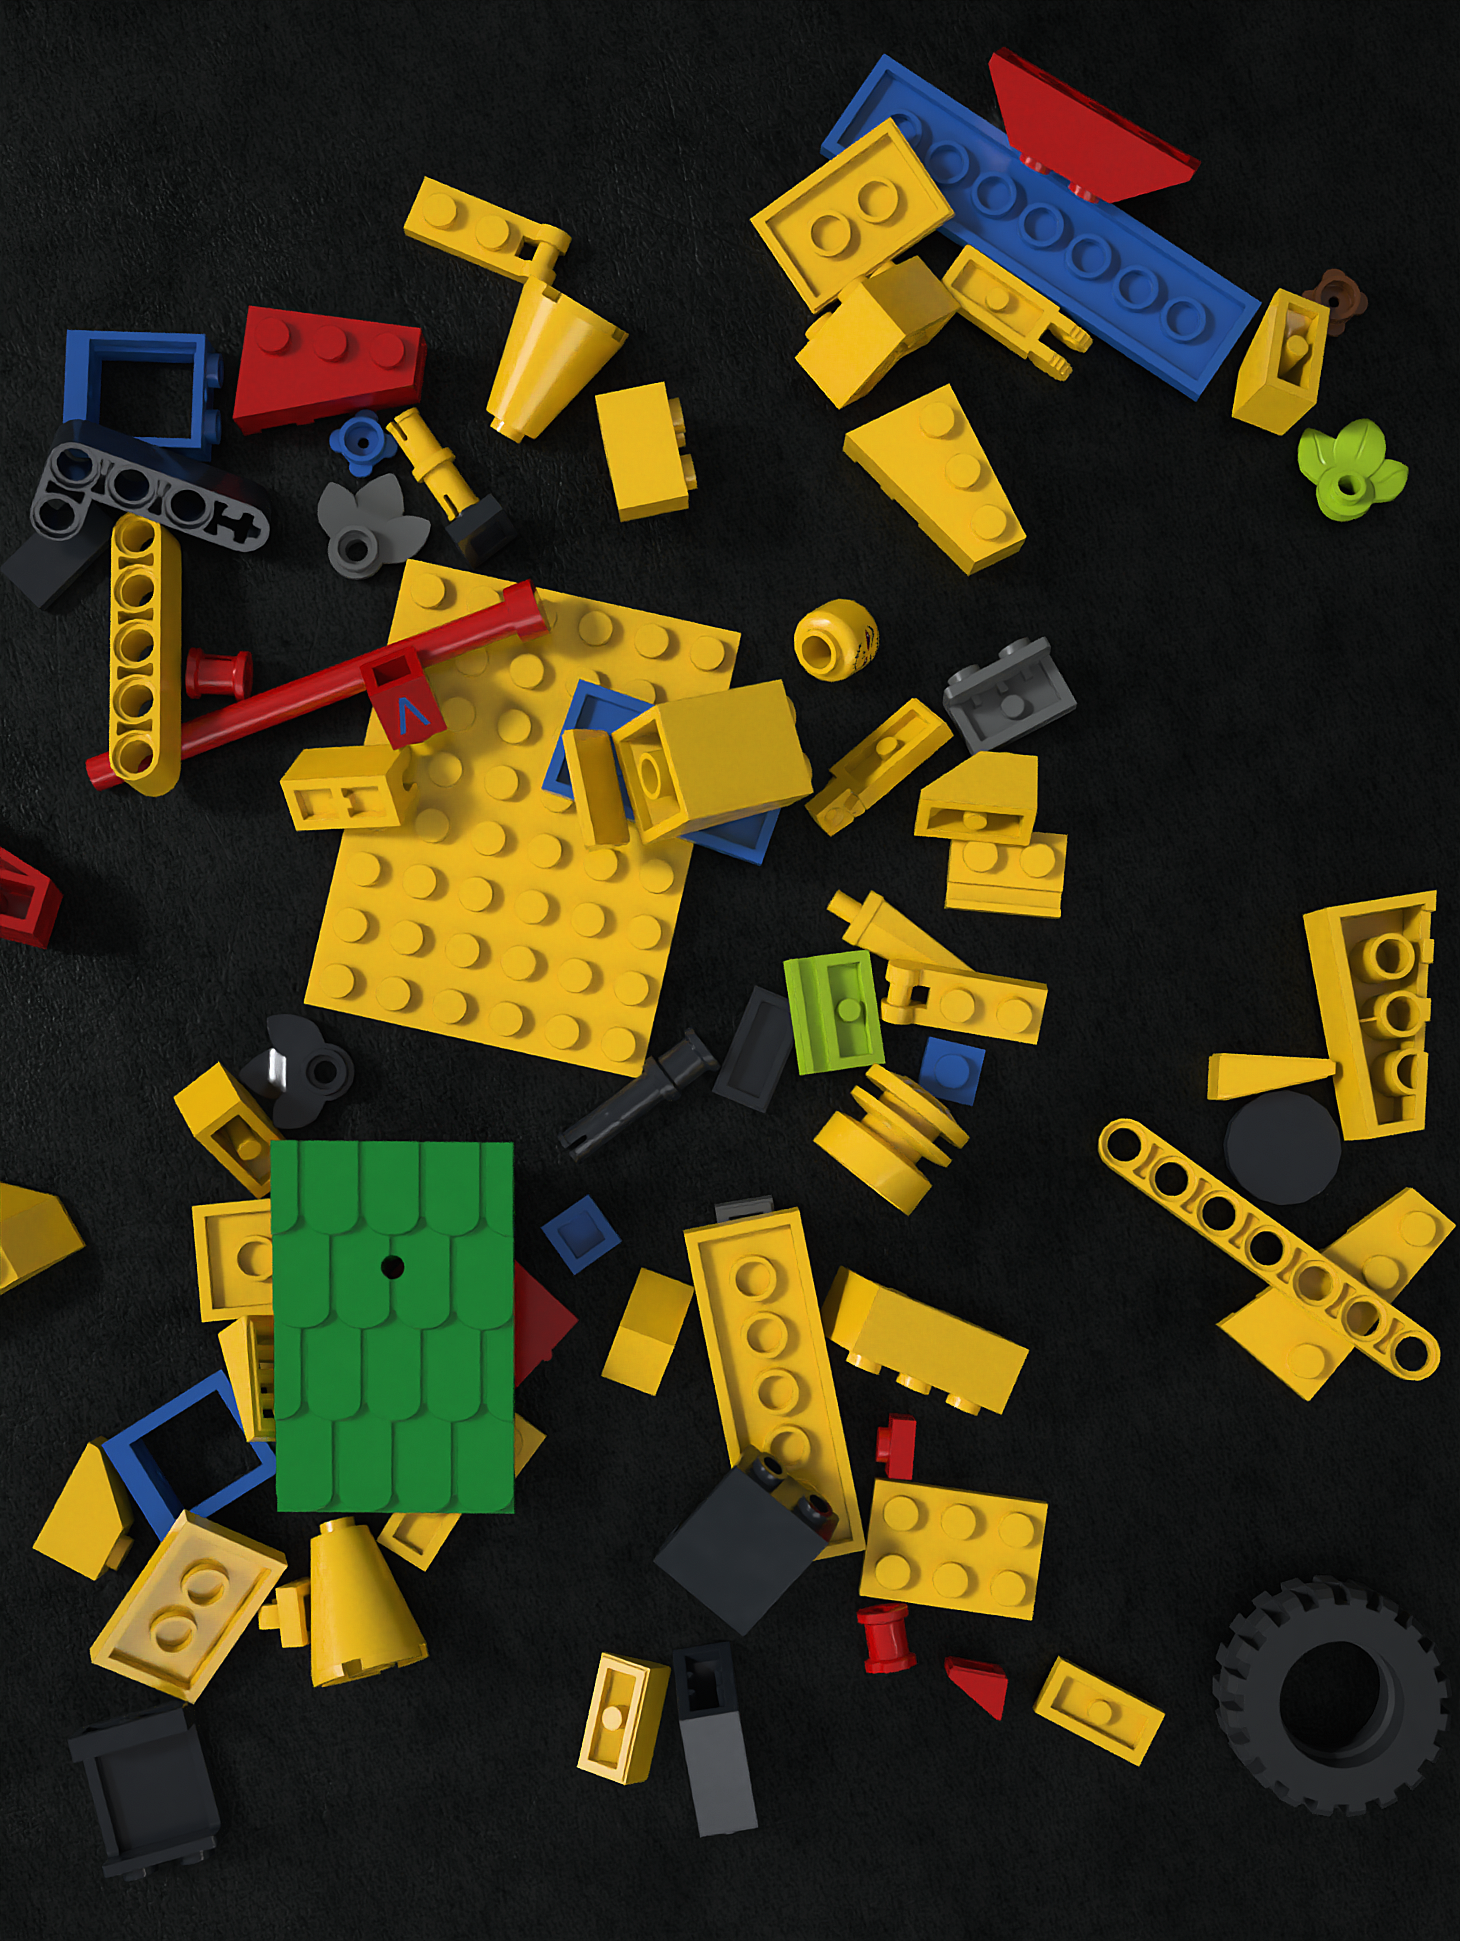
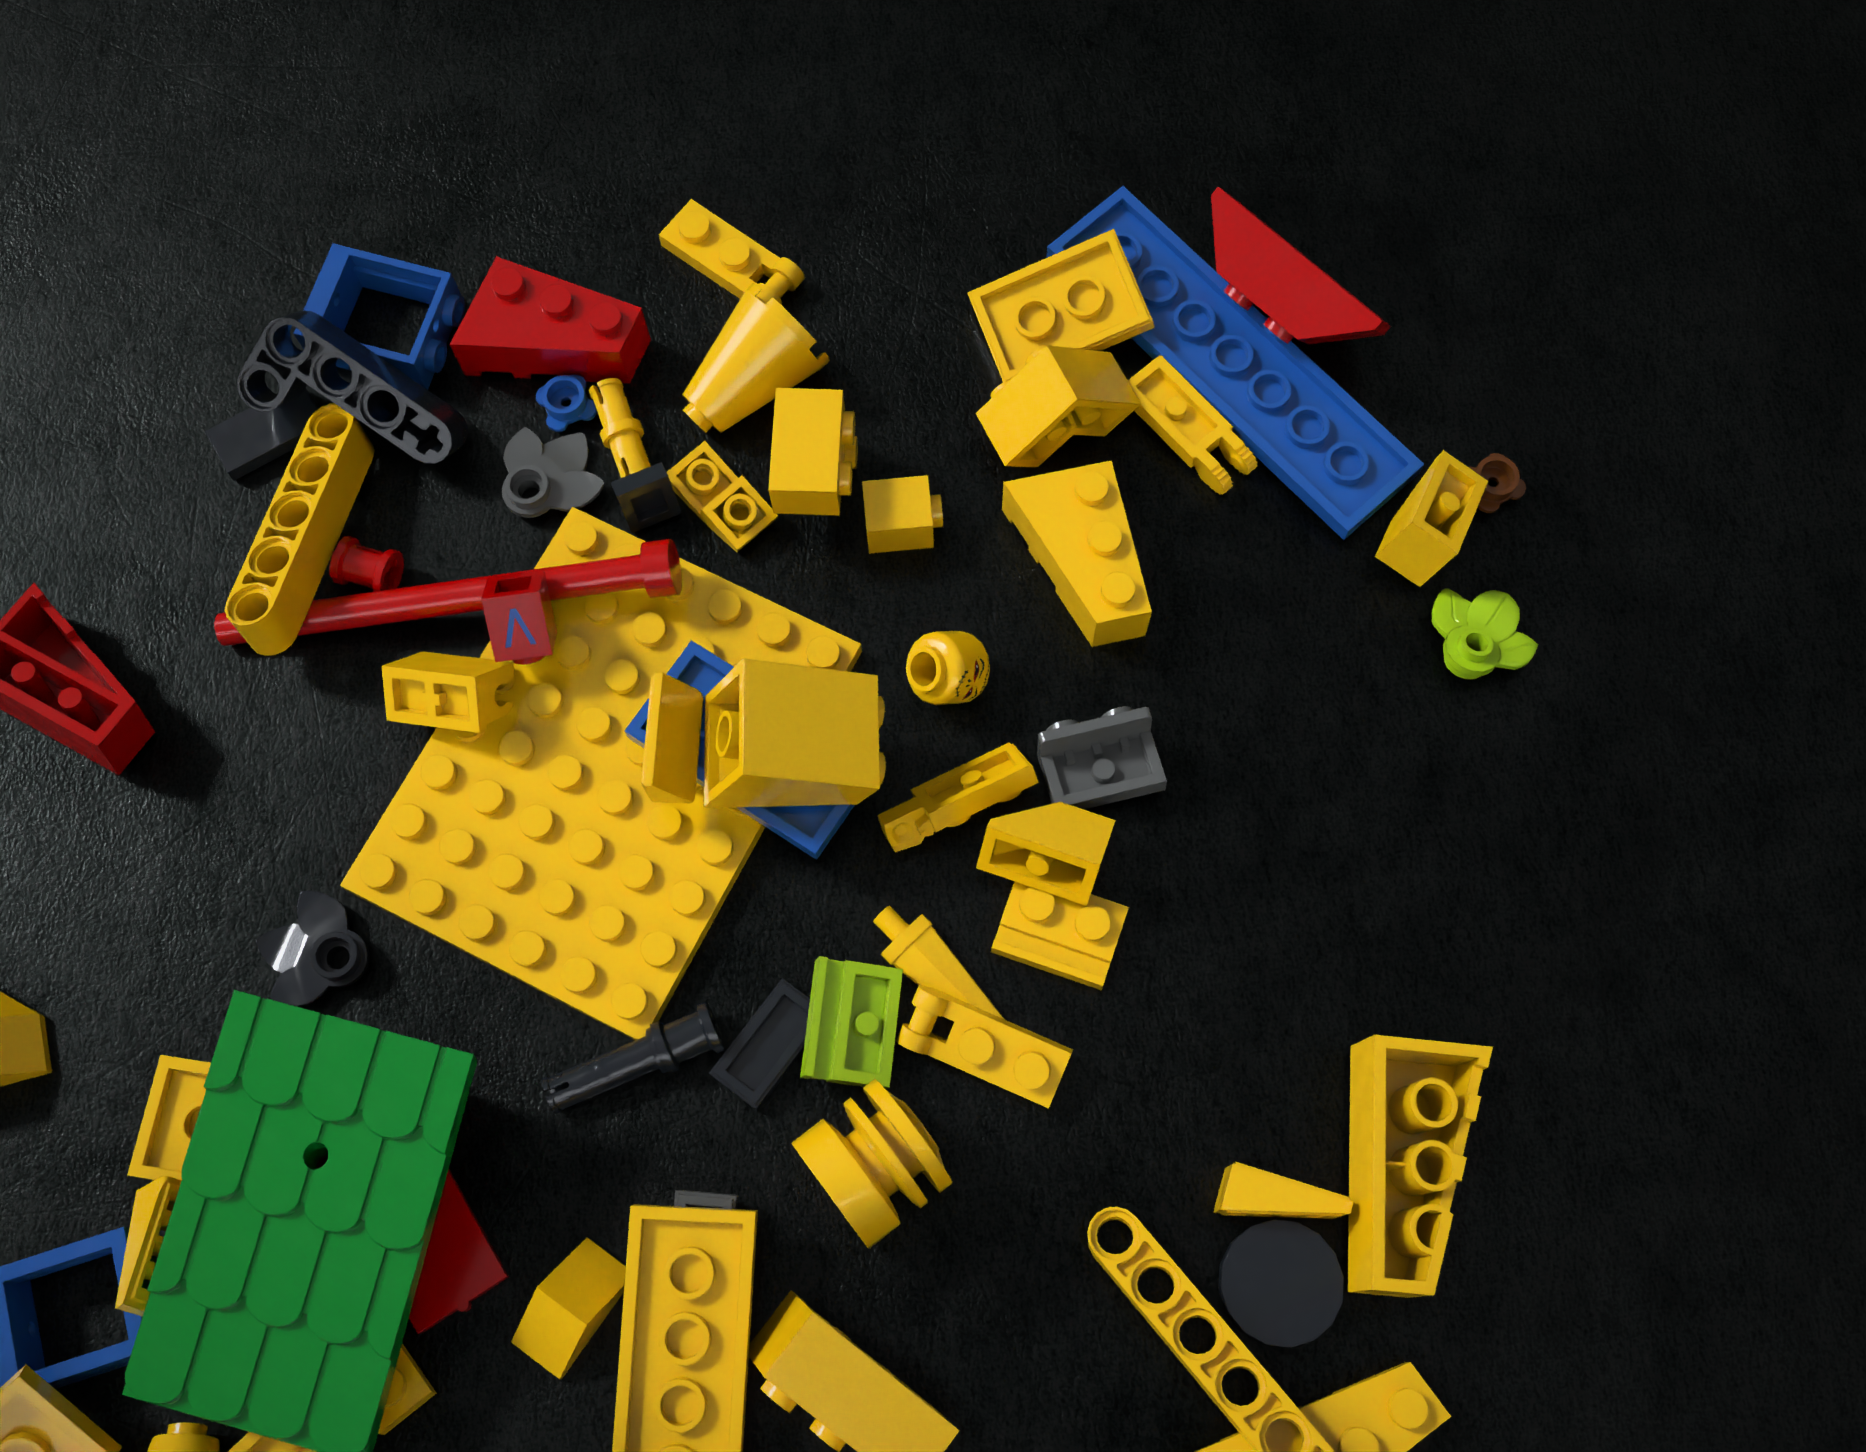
camera: 25 degrees right, 15 degrees down
(230, 1126) = (214, 967): yellow slope -> none
(555, 509) = (720, 497): none -> yellow slope
(581, 1234) = (535, 1185): blue plate -> none
(745, 485) = (901, 514): none -> yellow brick
(951, 1070) = (955, 1114): blue plate -> none

